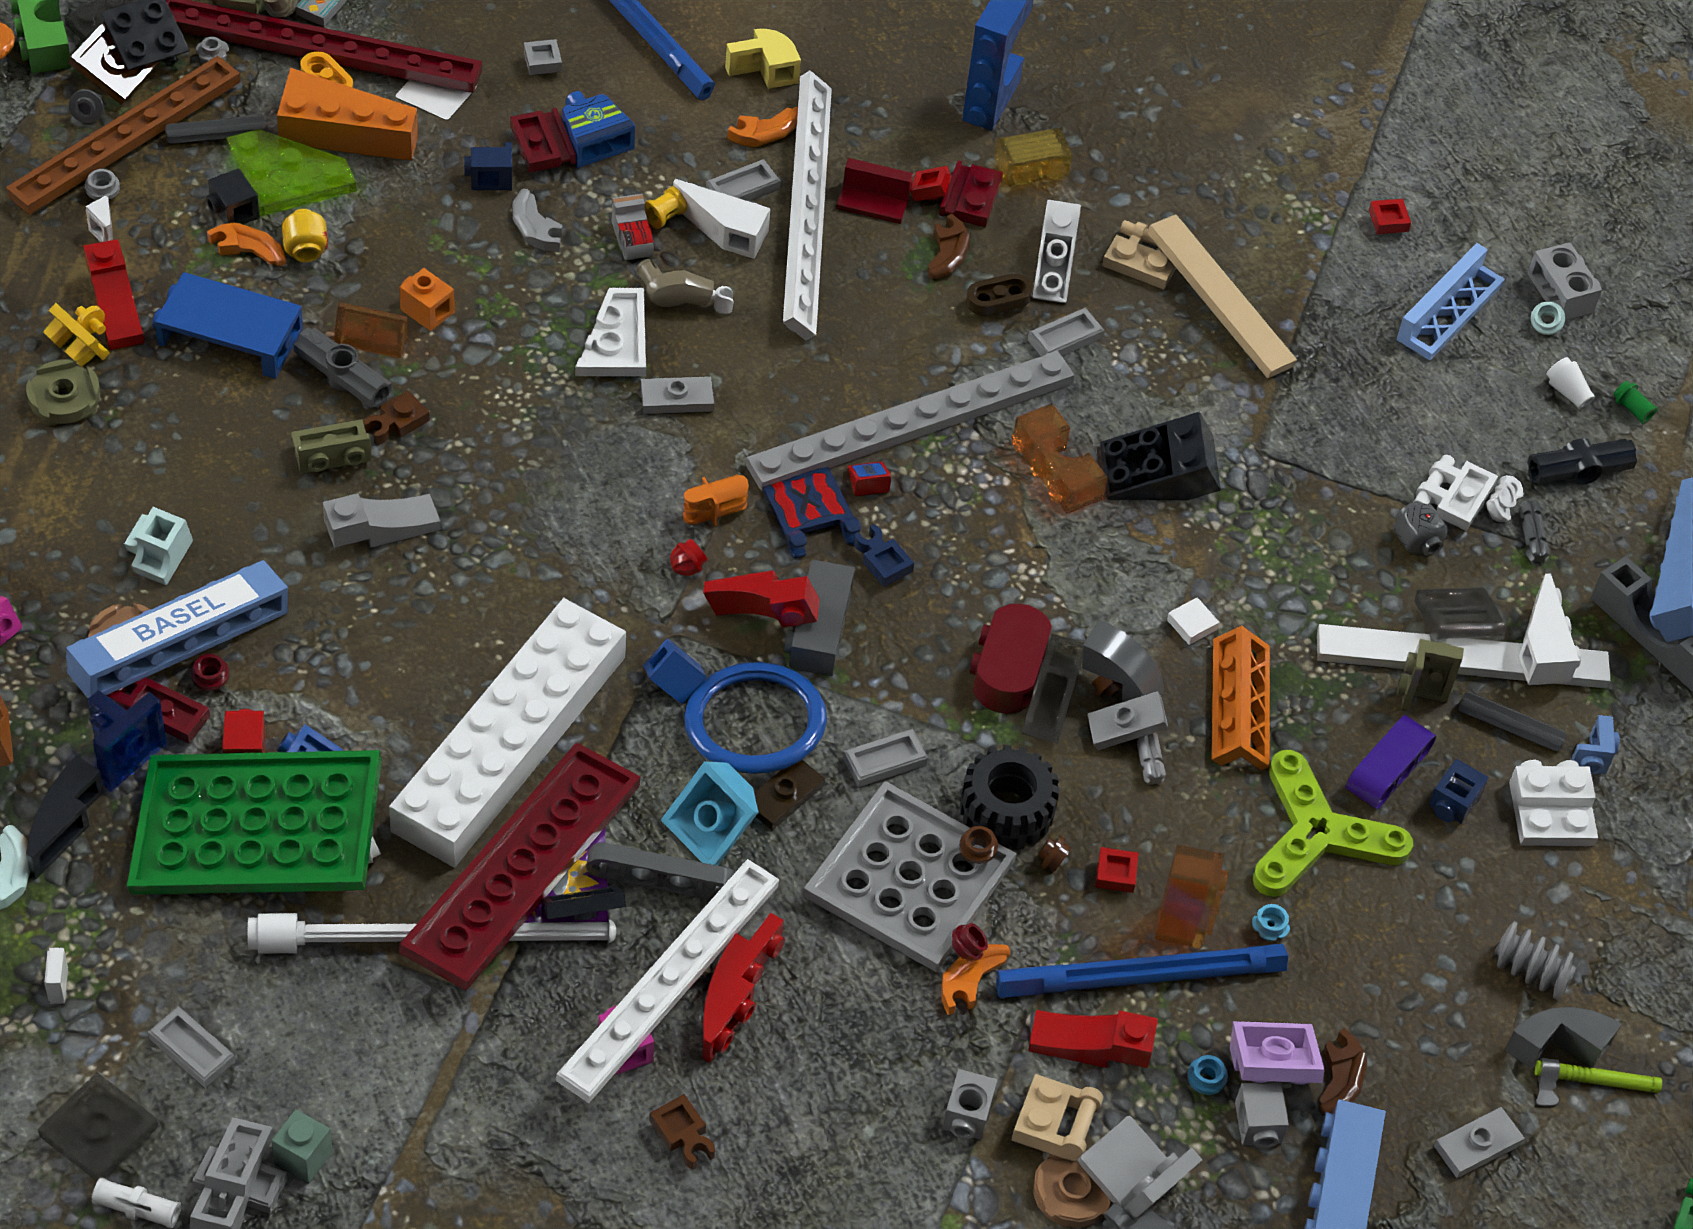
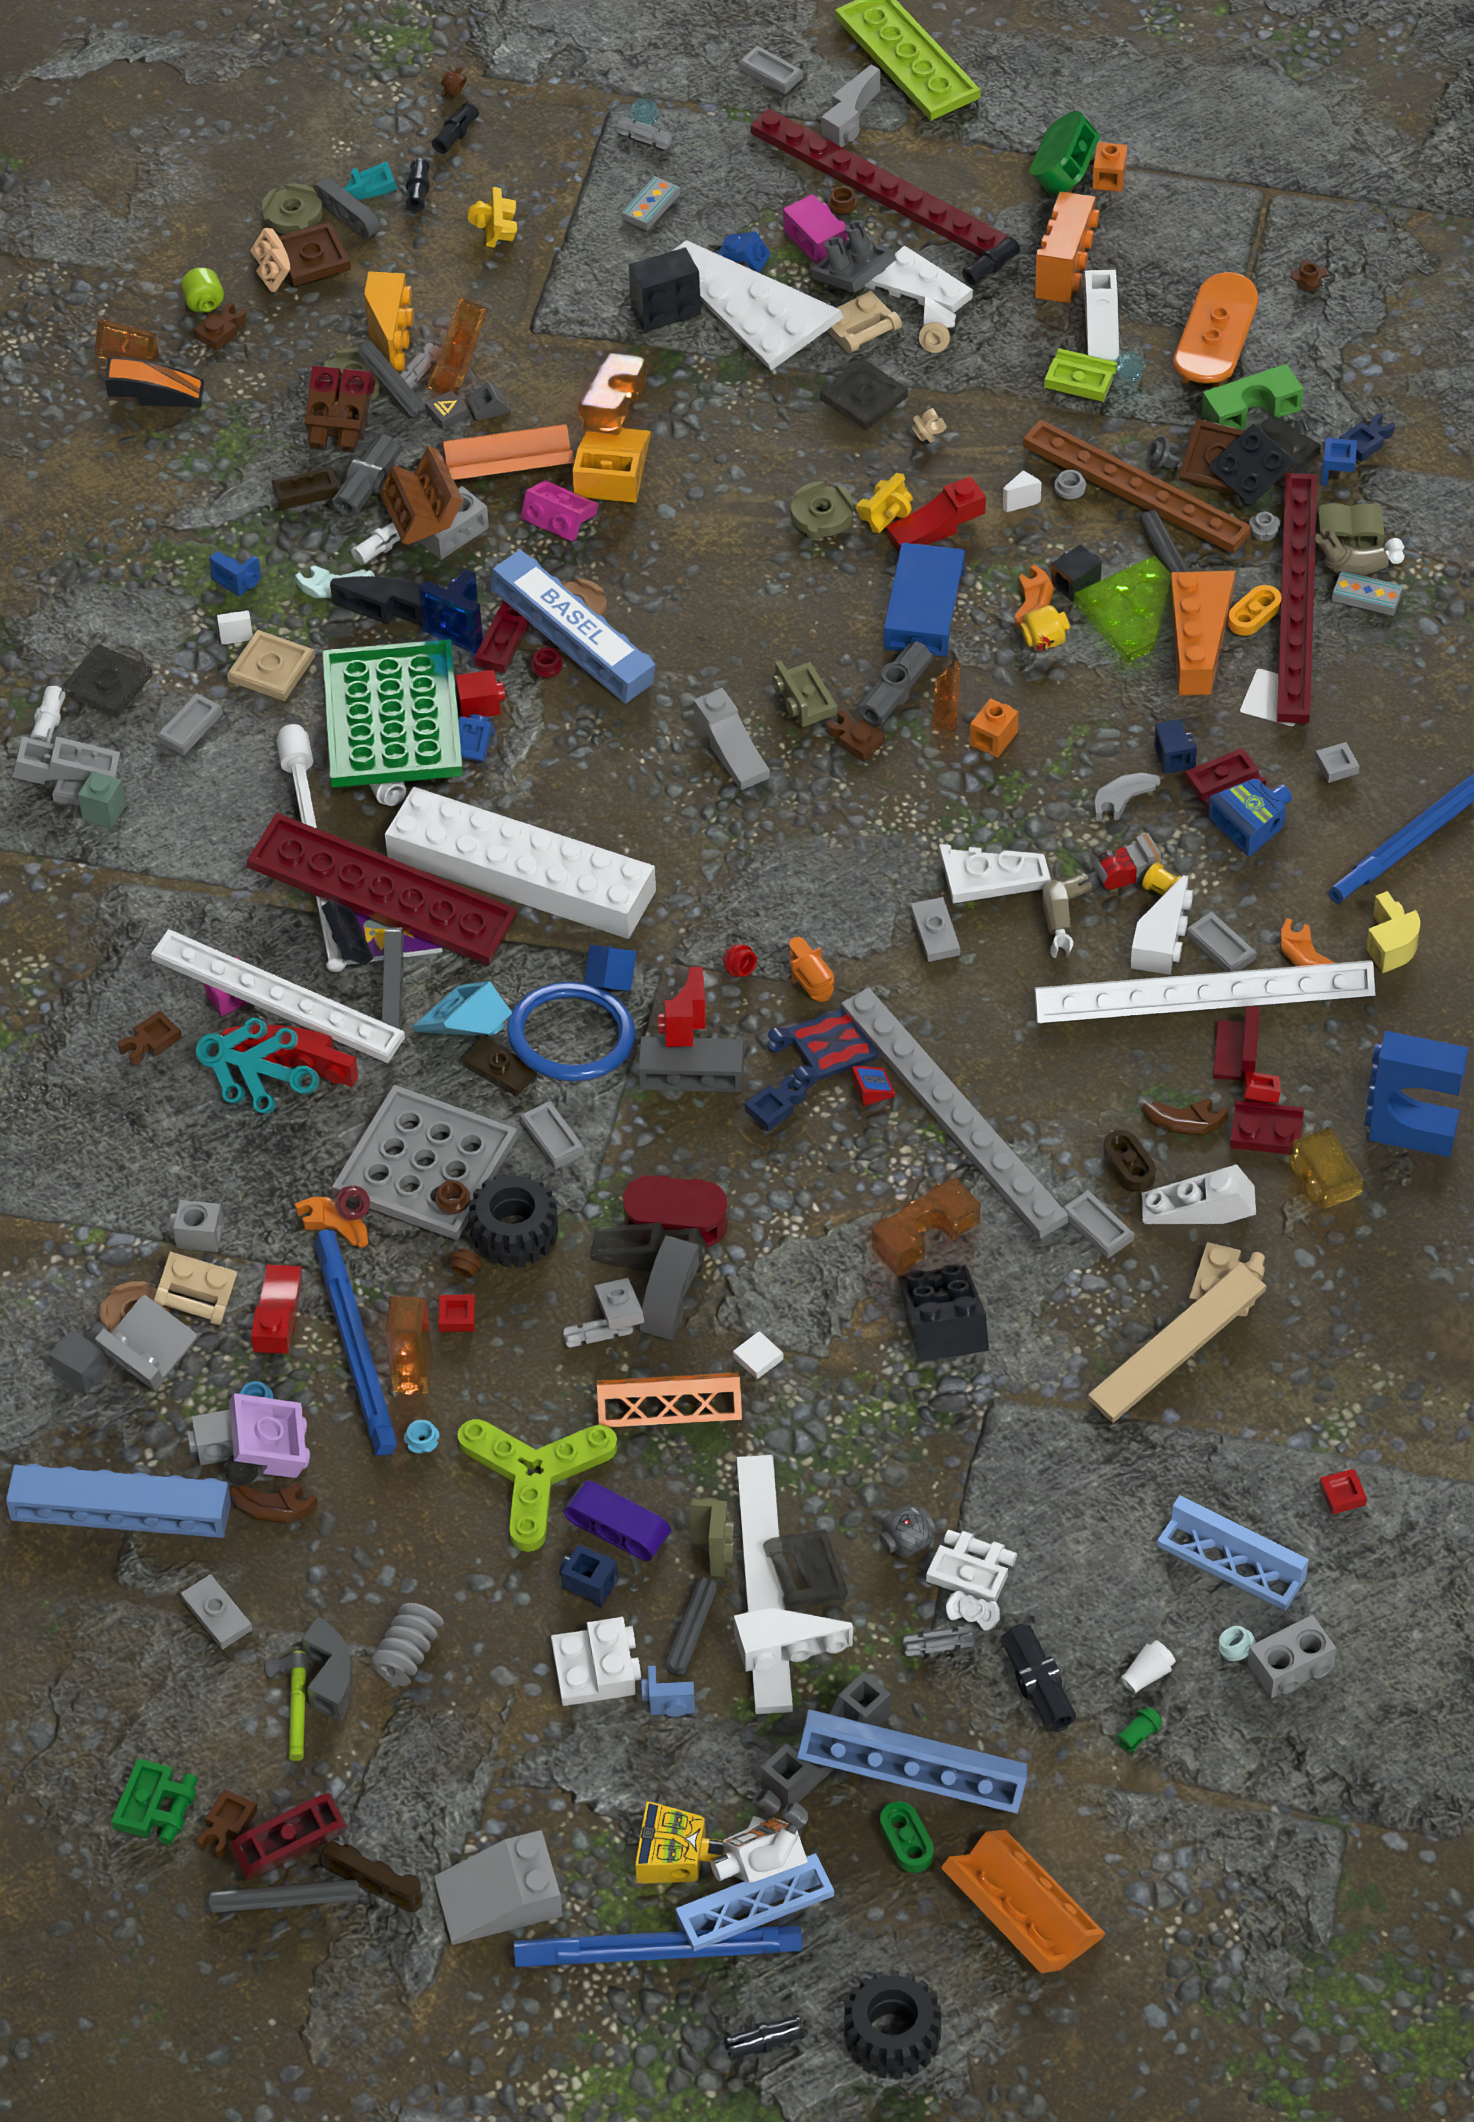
camera: 90 degrees right, 0 degrees up
(121, 950) = (271, 665): none -> tan tile
(159, 544) = (666, 600): light aqua brick -> none
(756, 1016) = (252, 1062): none -> teal plant

